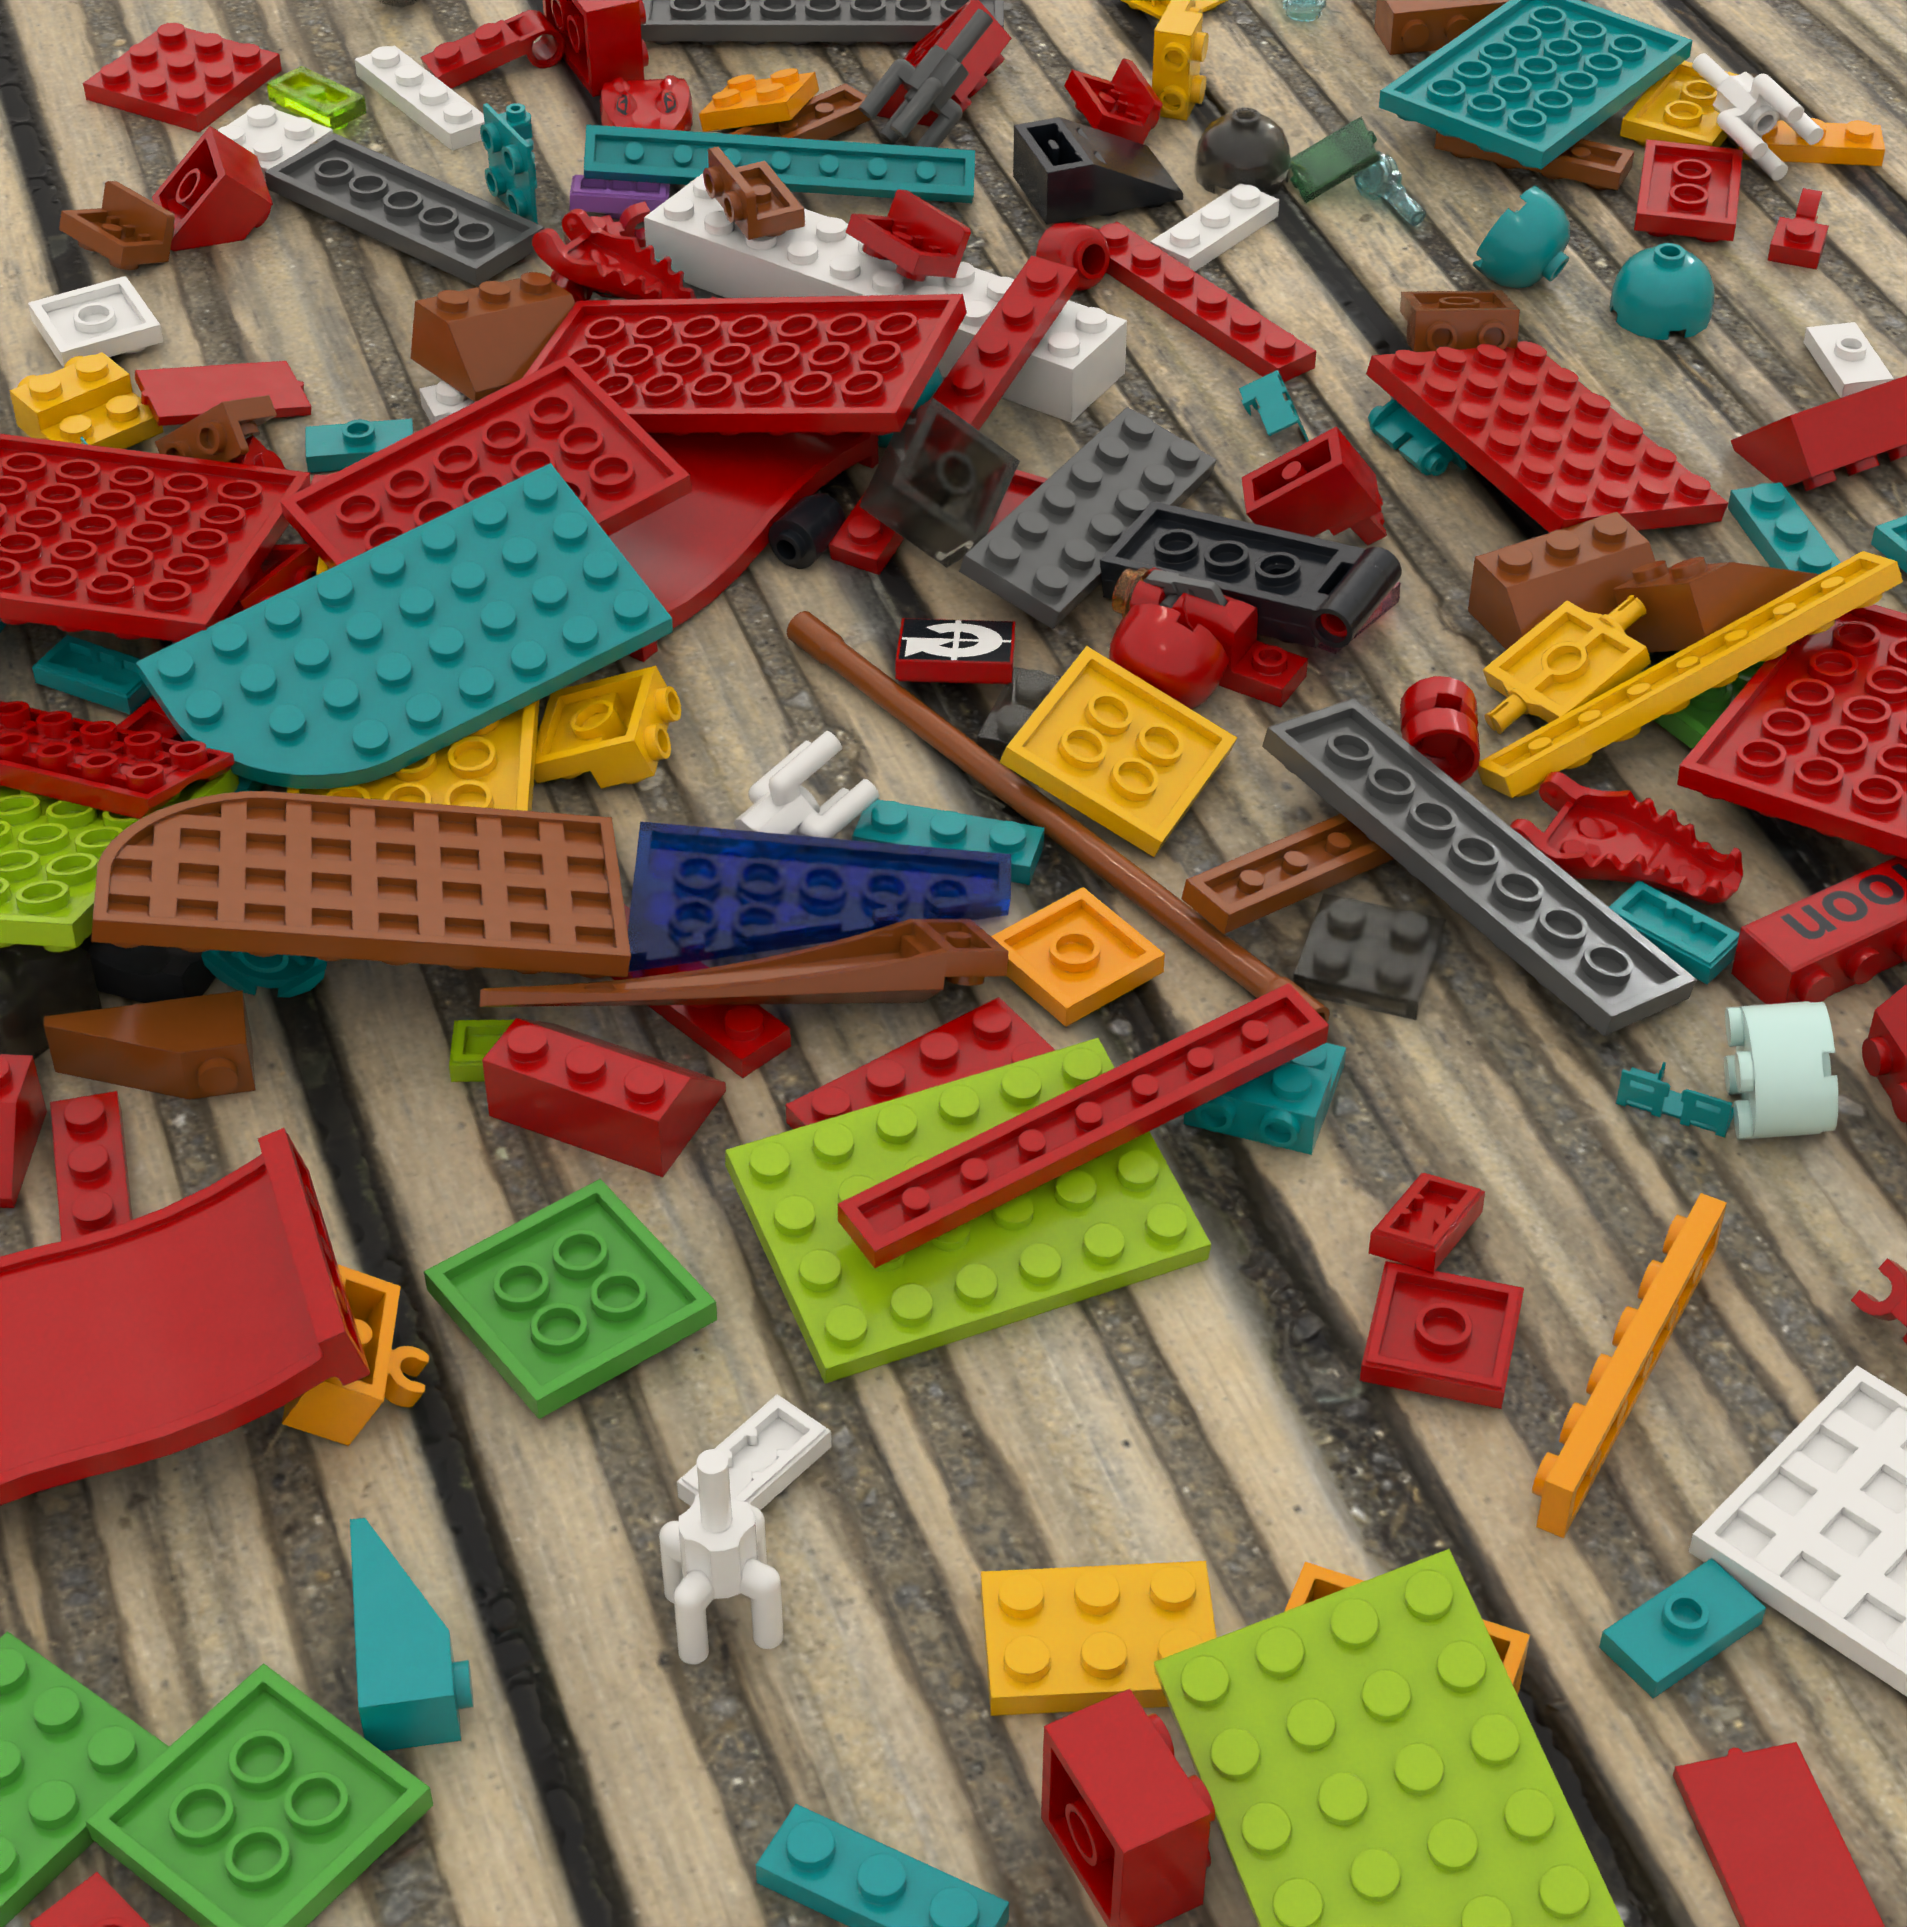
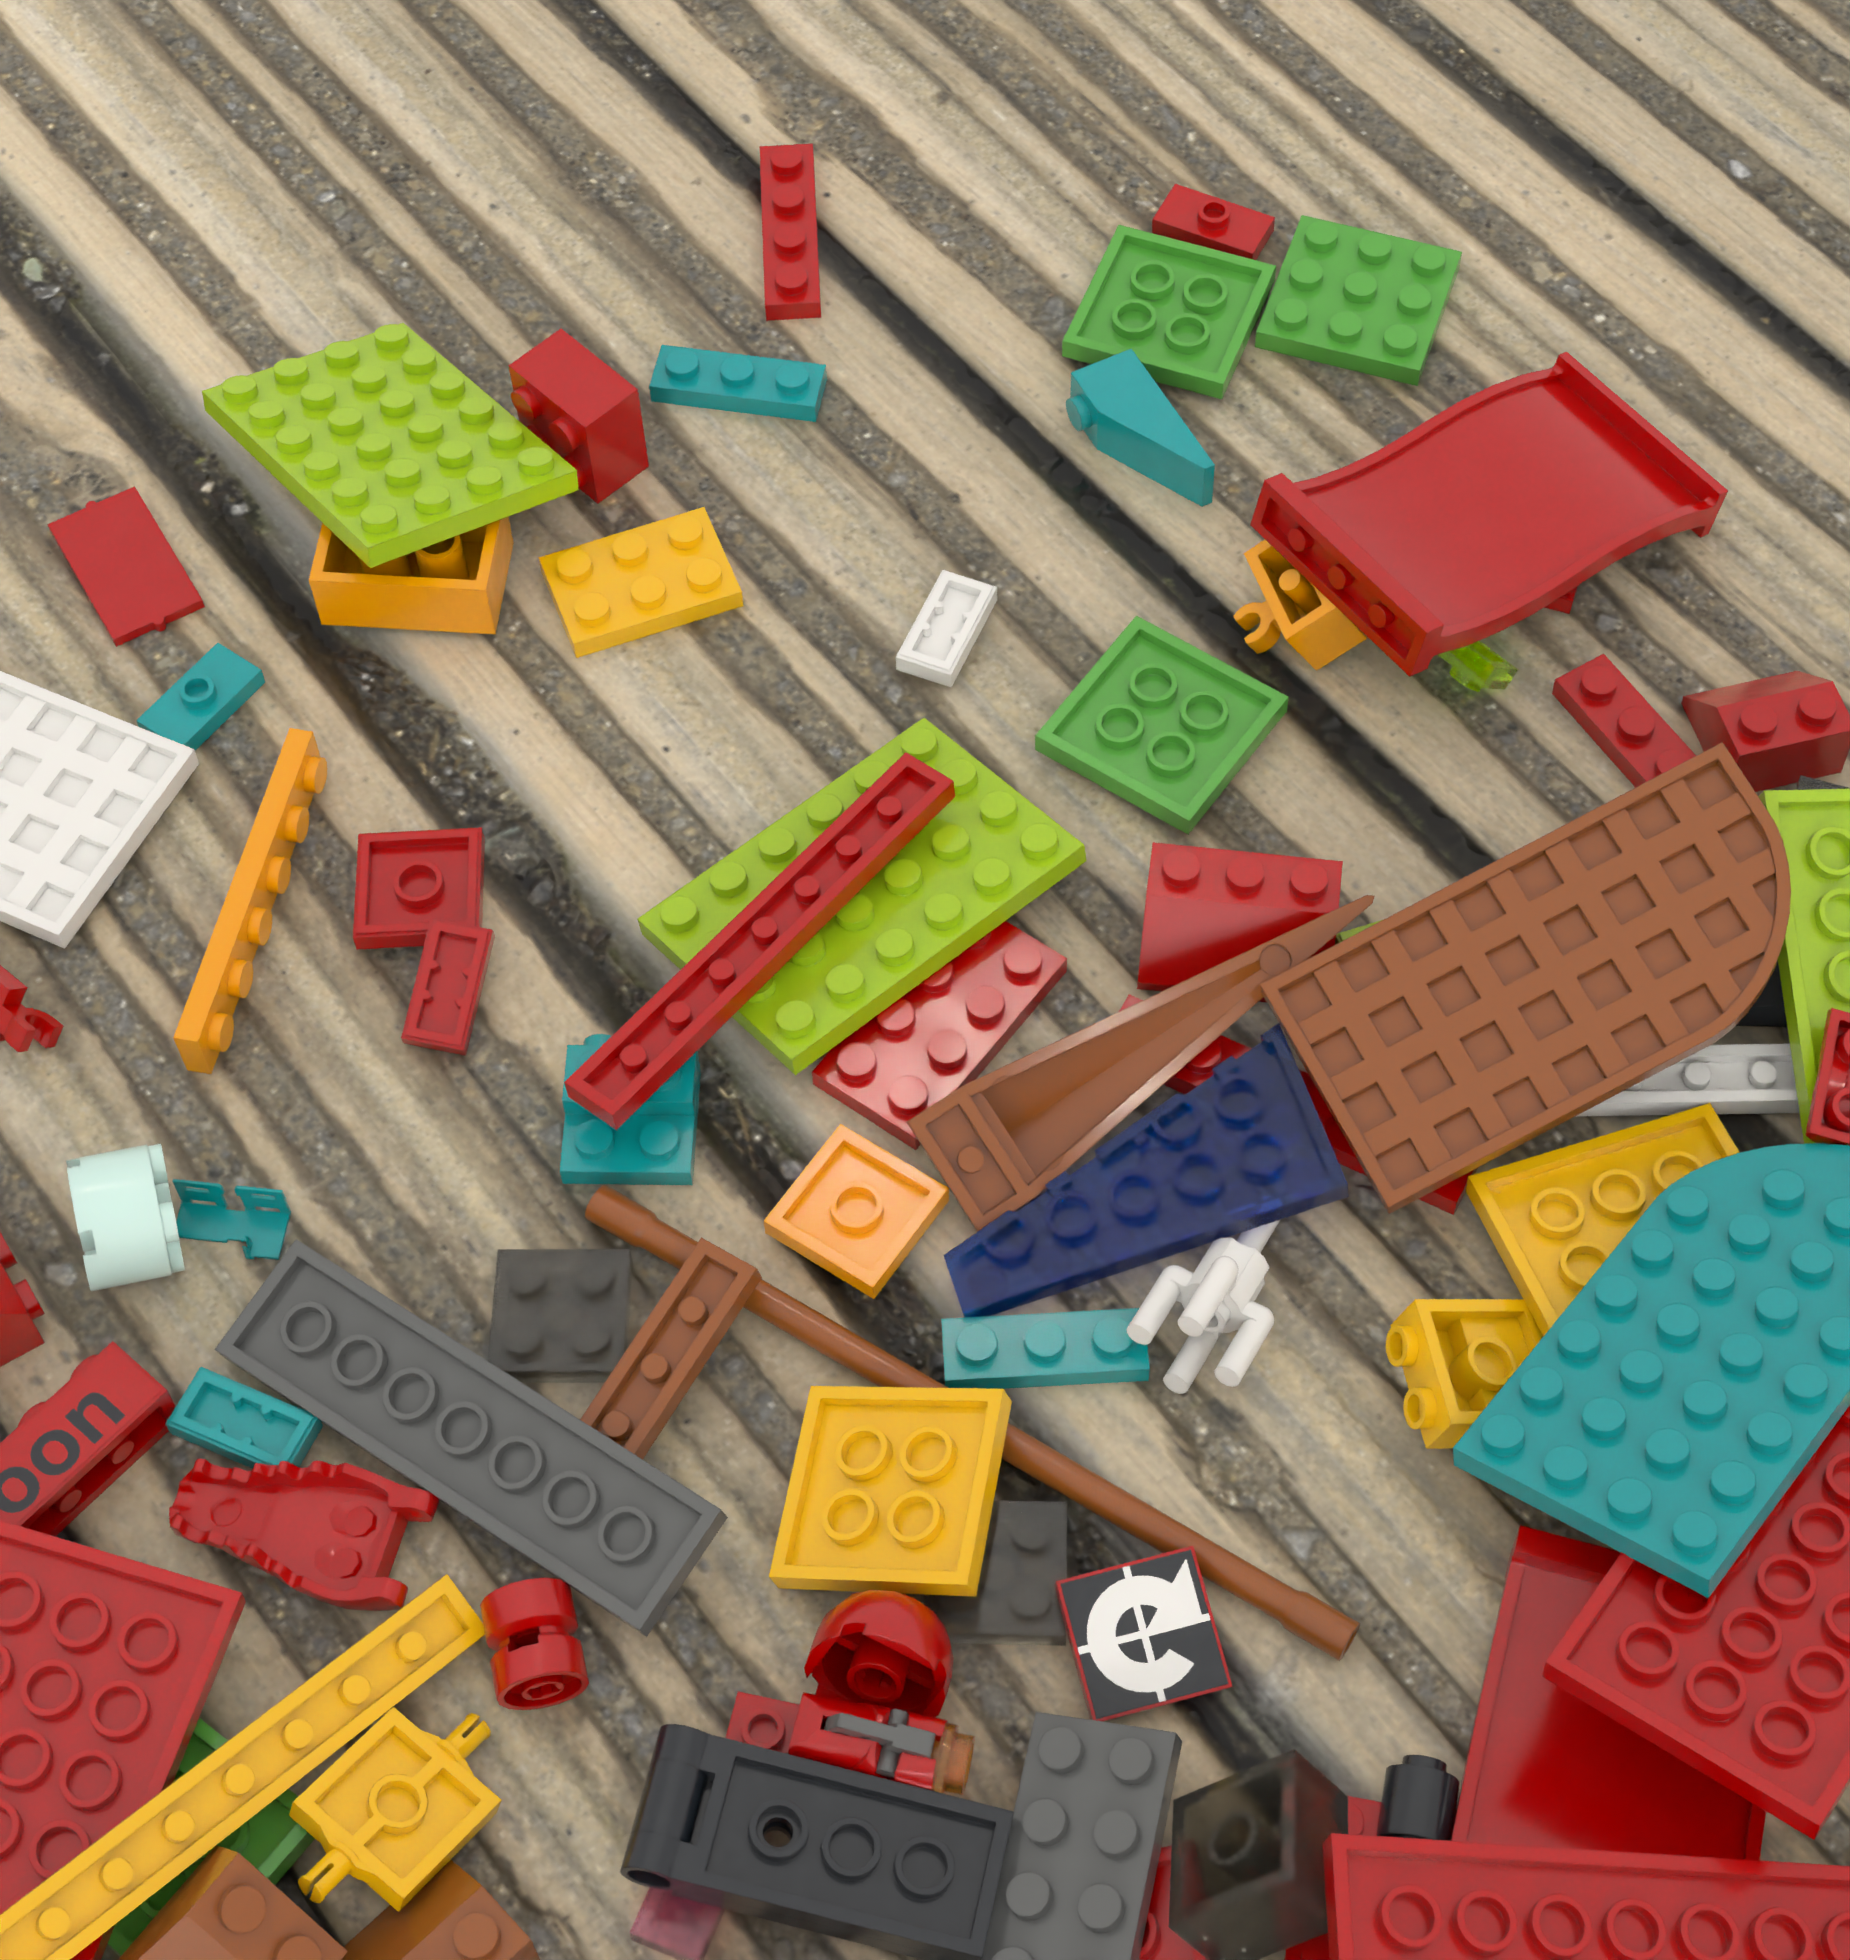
camera: 165 degrees right, 15 degrees up
(716, 1555) = (924, 496): white plant -> none

